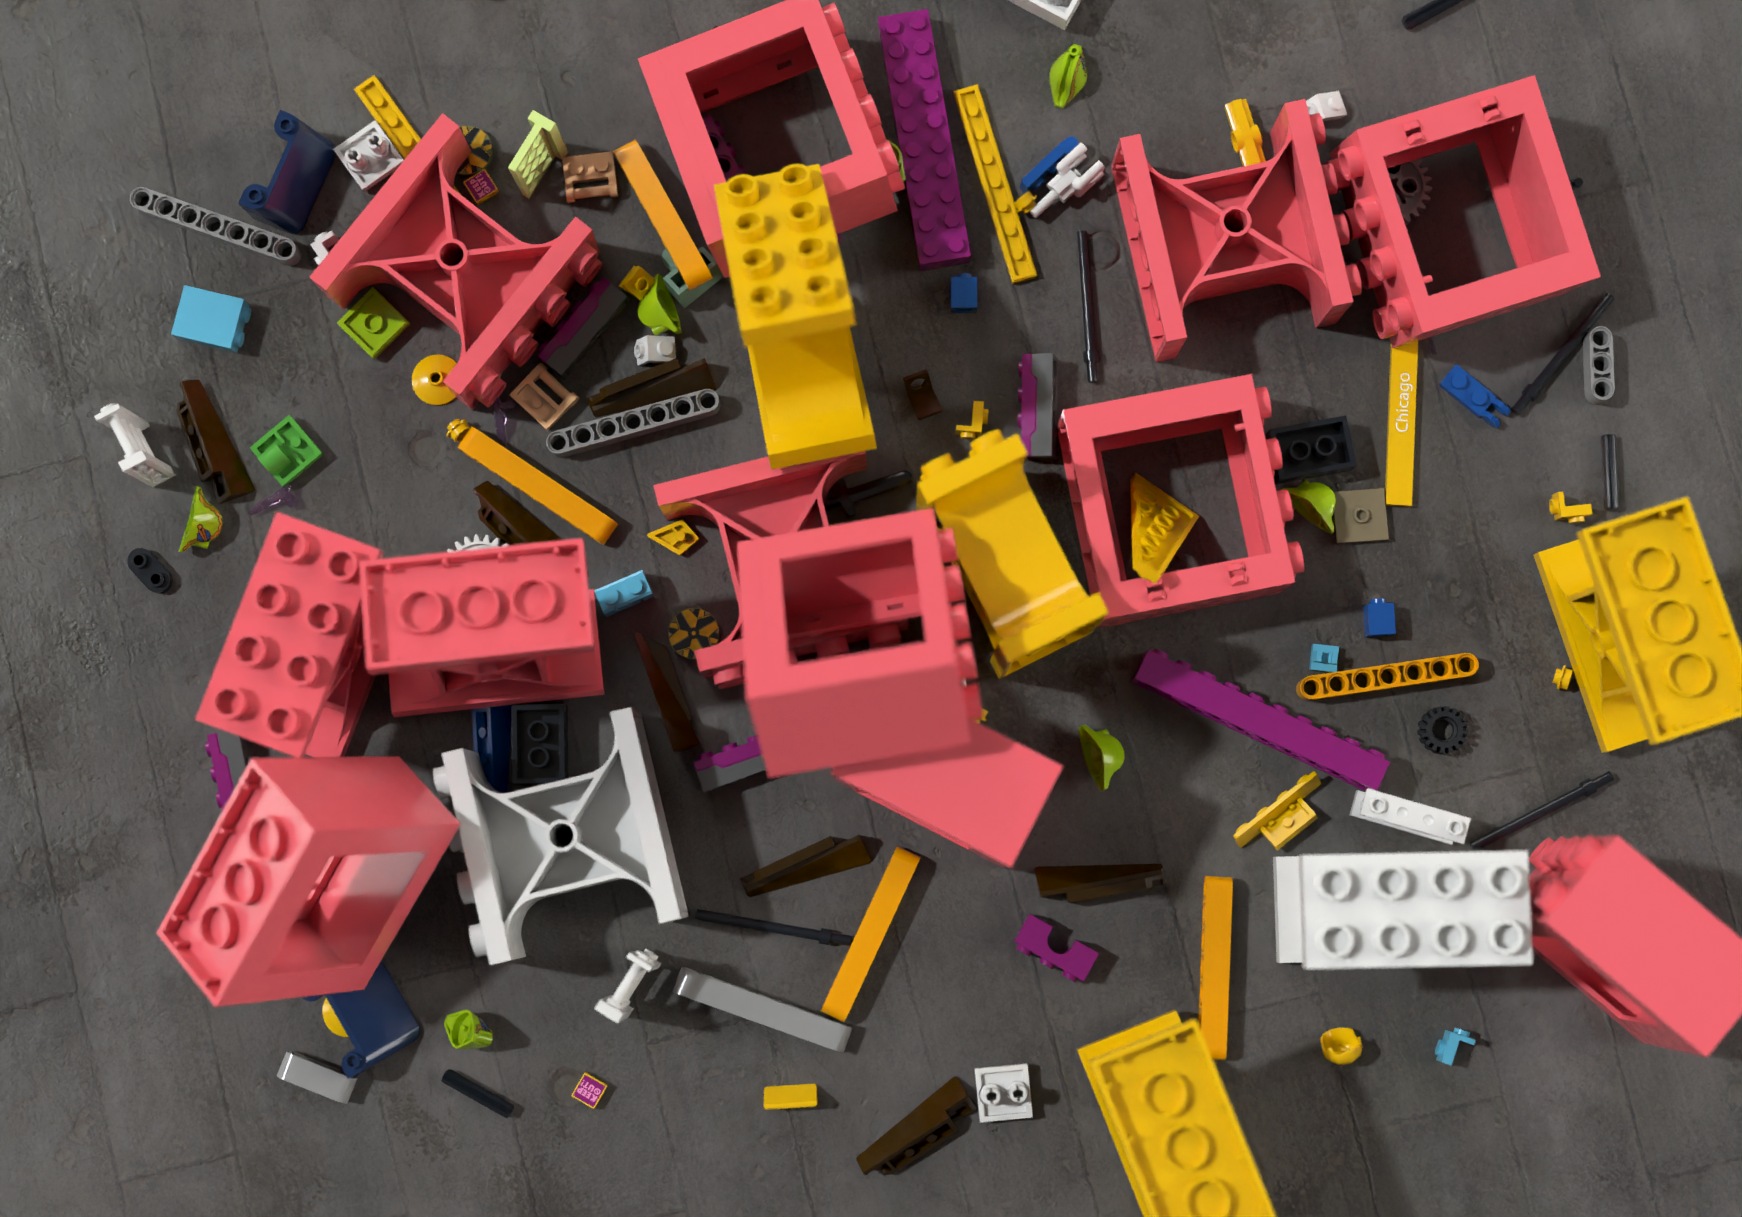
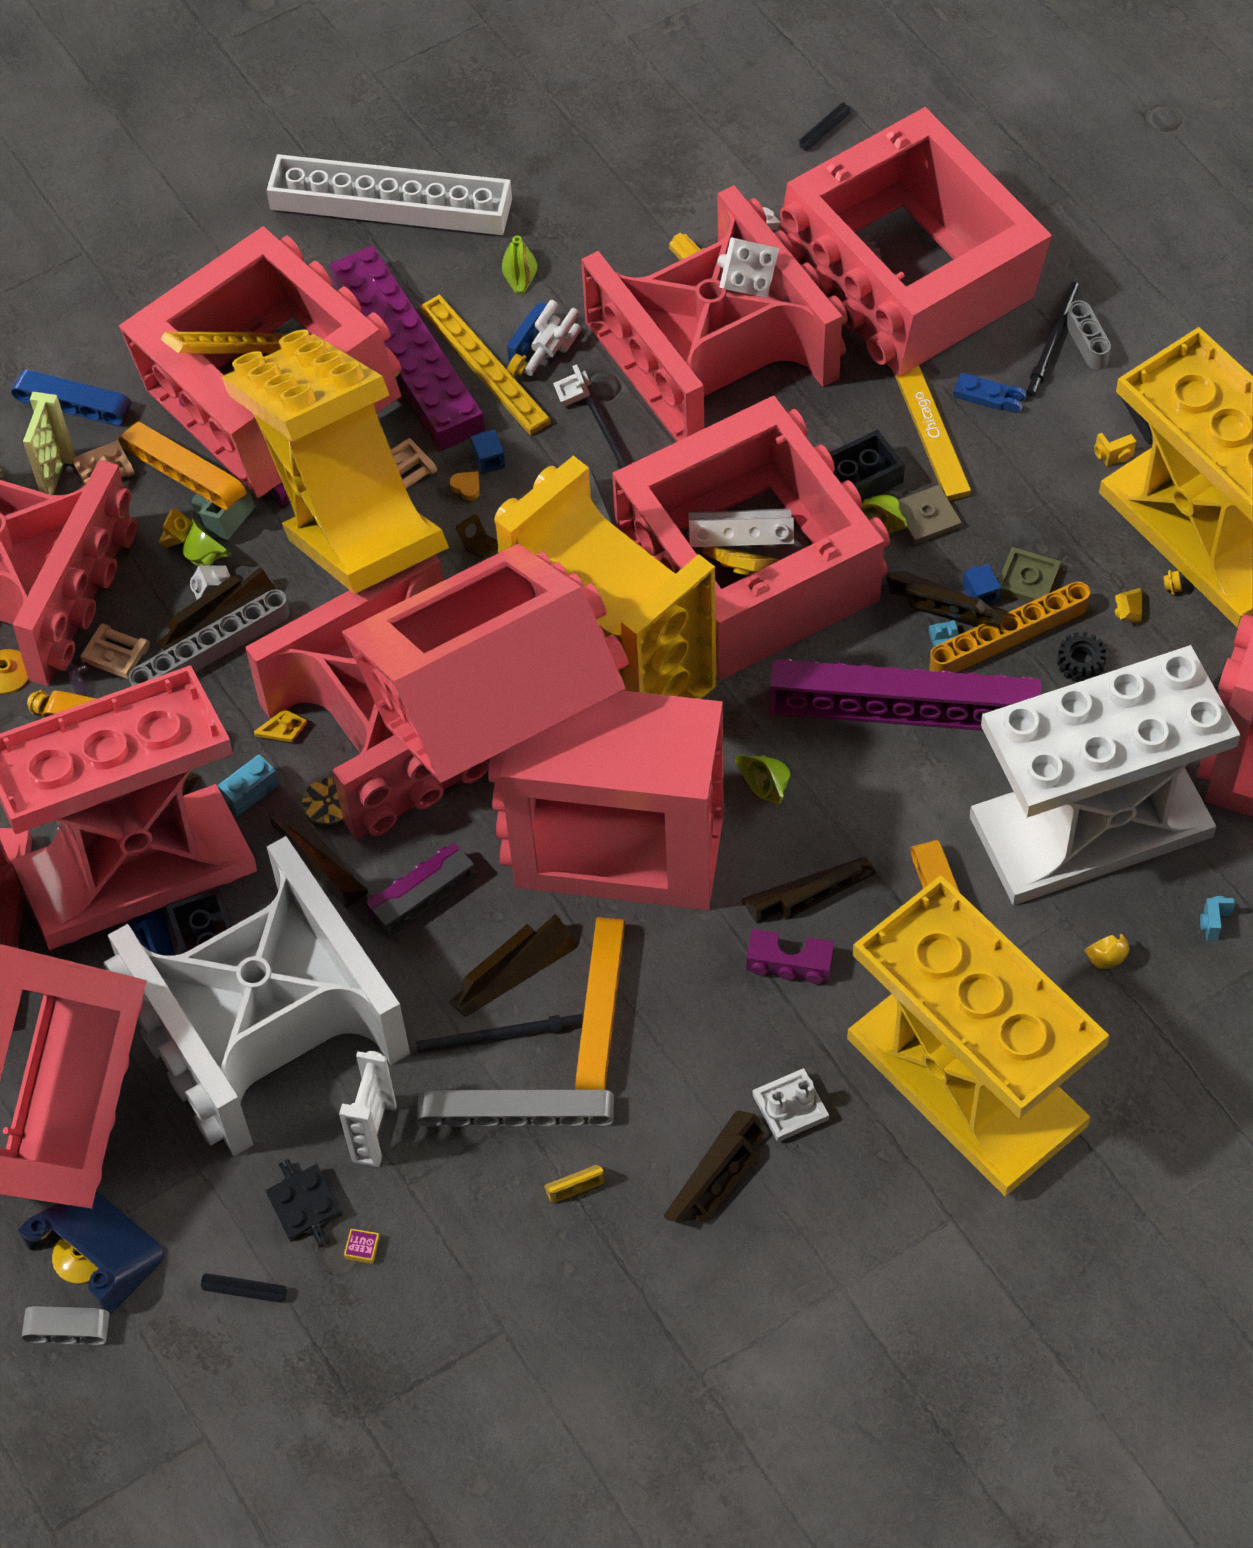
camera: 20 degrees left, 25 degrees down
(467, 1030) = (215, 1224): lime hat -> none
(552, 1031) = (303, 1203): none -> black plate
(580, 84) = (74, 397): none -> blue beam
(583, 328) = (135, 583): dark grey piece -> none
(743, 105) = (222, 342): none -> yellow tile
(875, 274) = (409, 455): none -> light nougat plate
(932, 323) = (466, 484): none -> light orange tile
(1070, 248) = (573, 387): none -> white bracket
(1178, 467) = (741, 527): none -> white fence
(1280, 212) = (748, 267): none -> white plate
(1284, 817) = (962, 774): yellow bracket -> none
(1337, 623) = (943, 600): none -> dark brown wedge
(1428, 620) = (1028, 575): none -> olive tile
(1511, 689) = (1129, 606): none -> yellow piece

